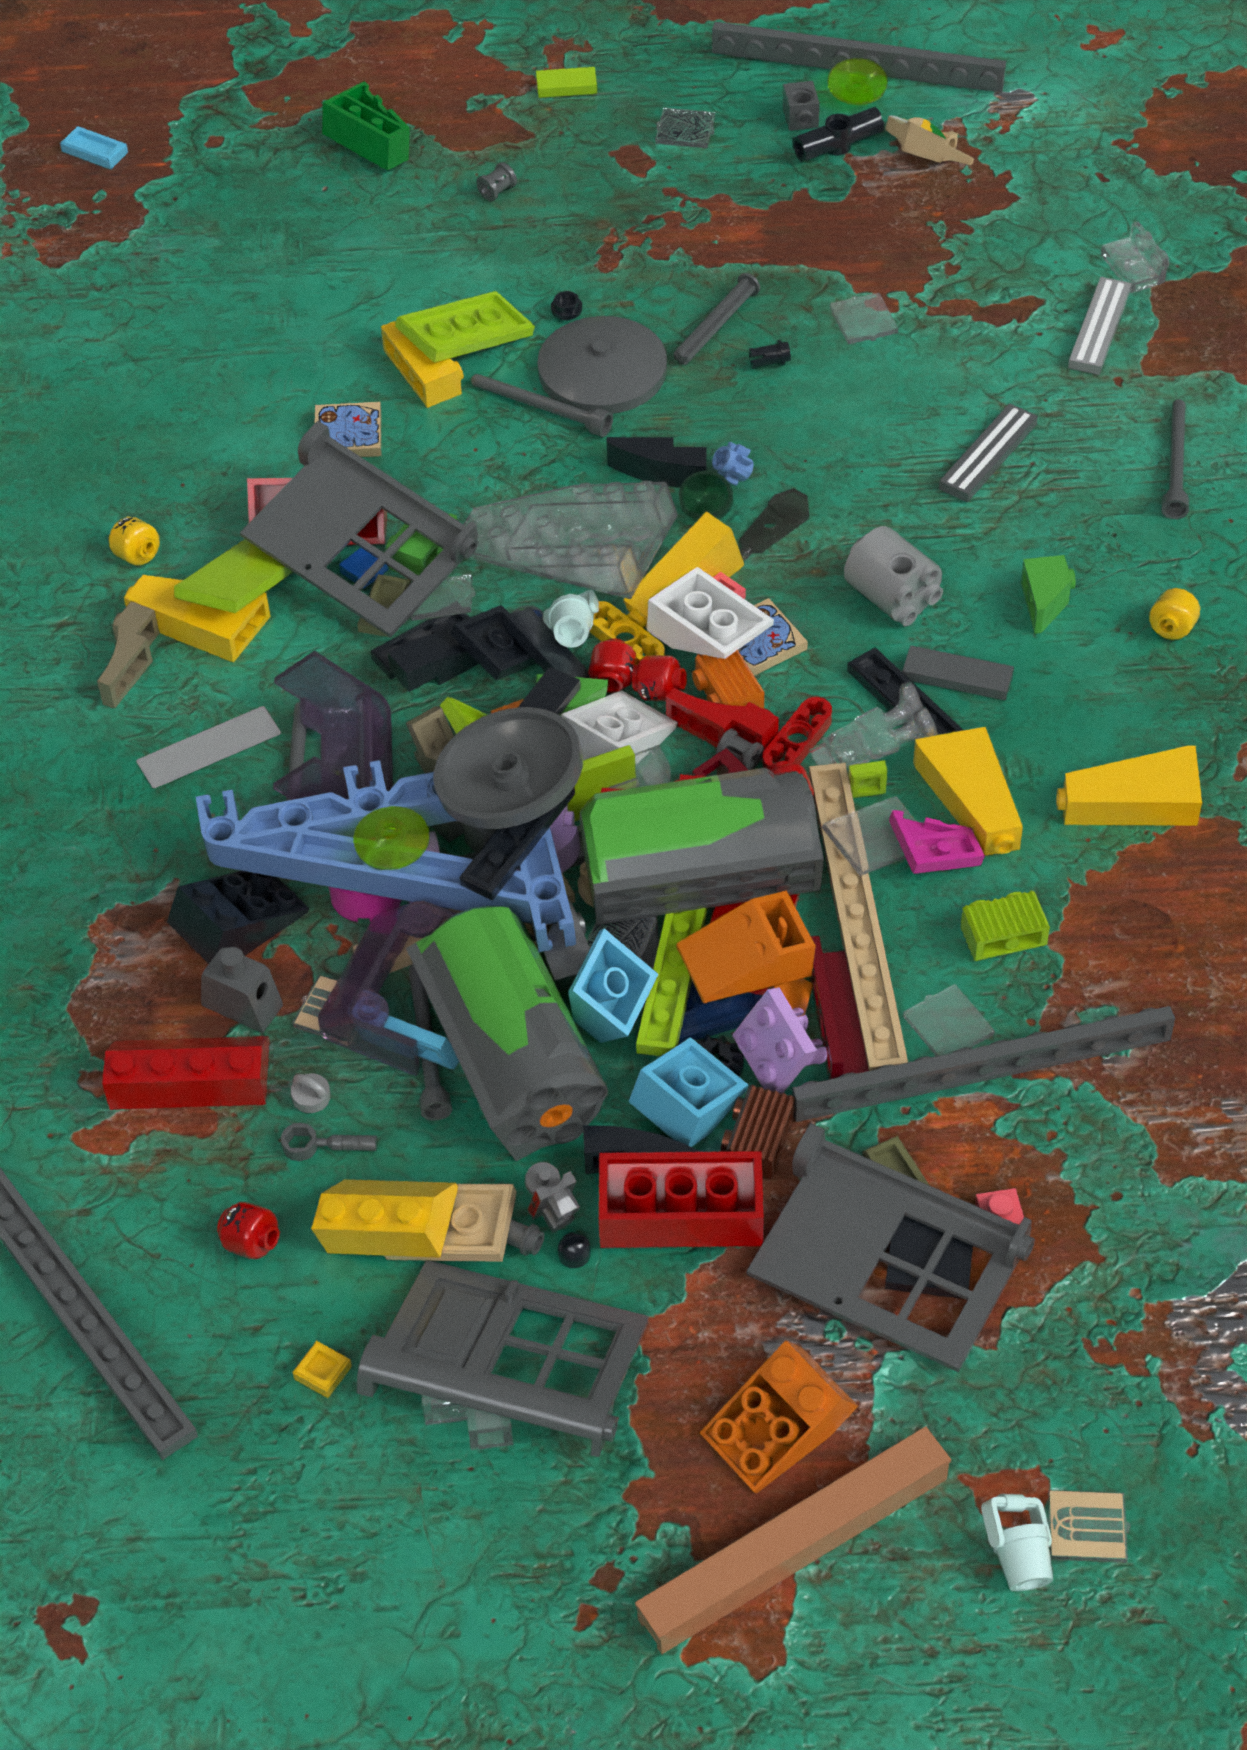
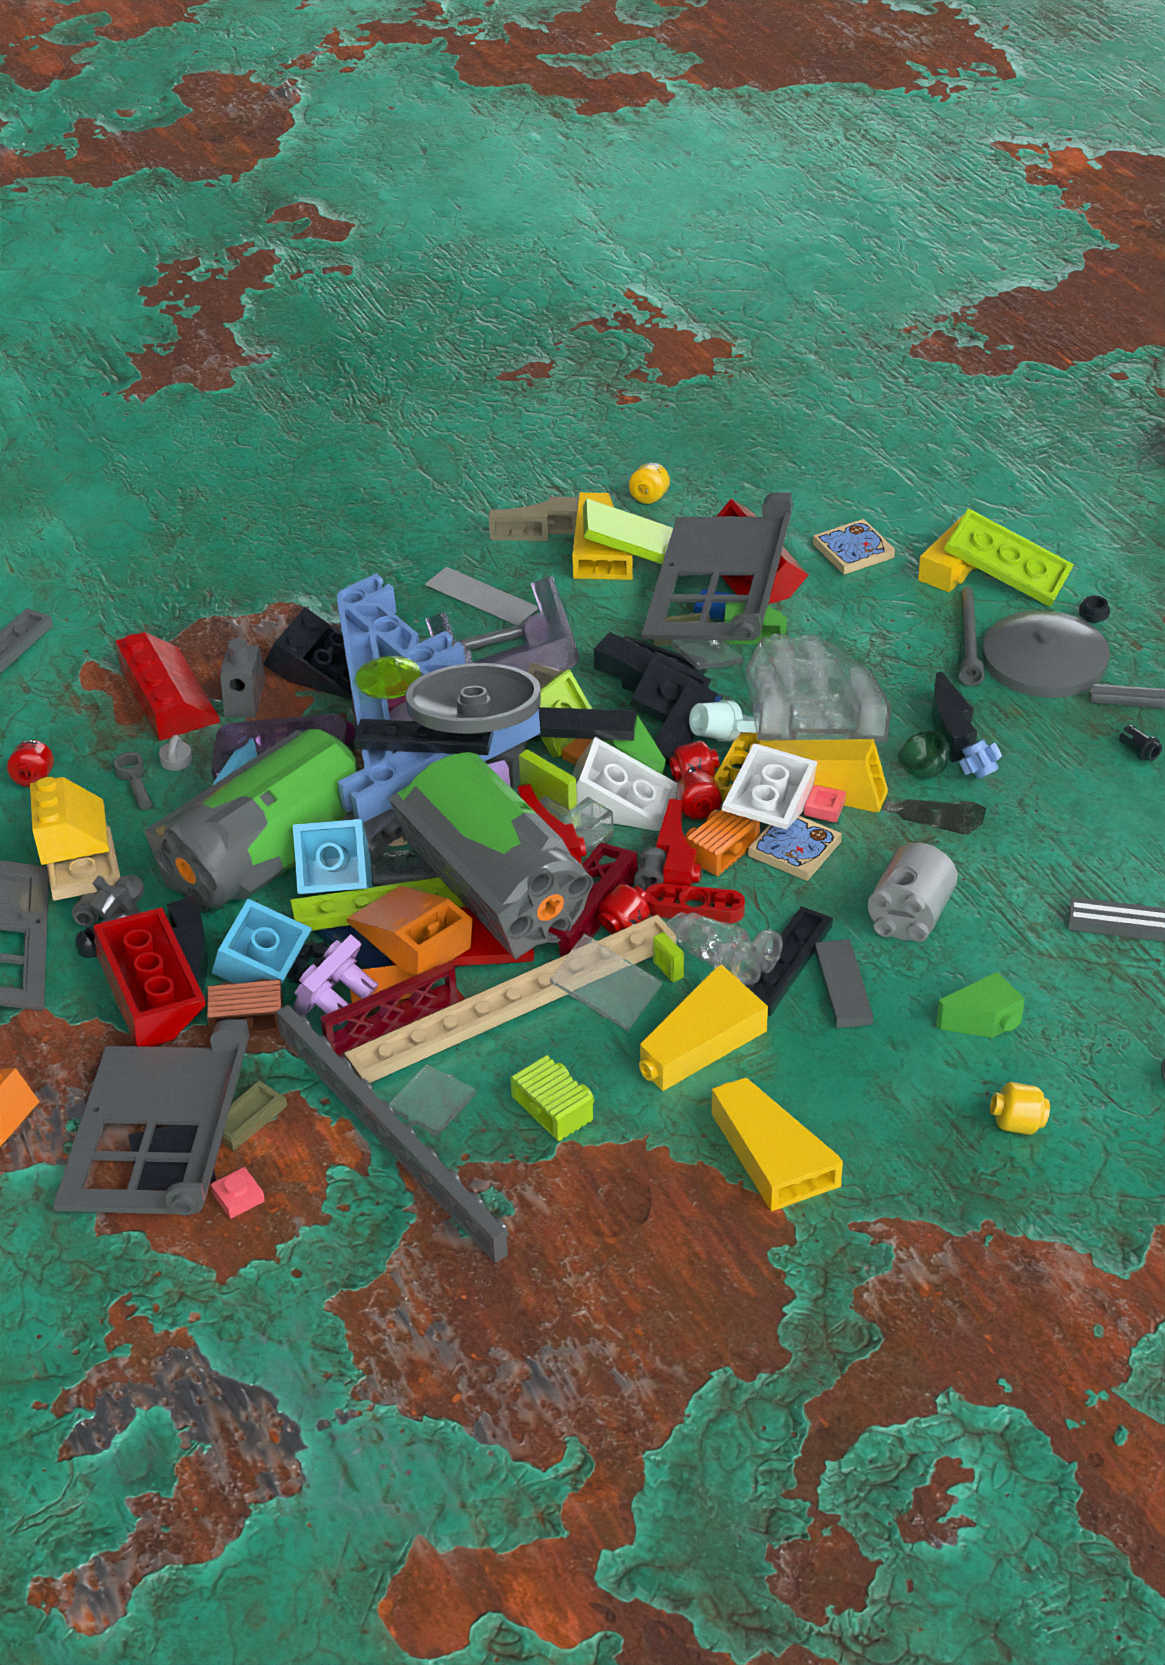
camera: 65 degrees right, 10 degrees down
(94, 147) = (1052, 324): medium azure tile -> none
(935, 844) = (616, 1021): dark pink wing -> none

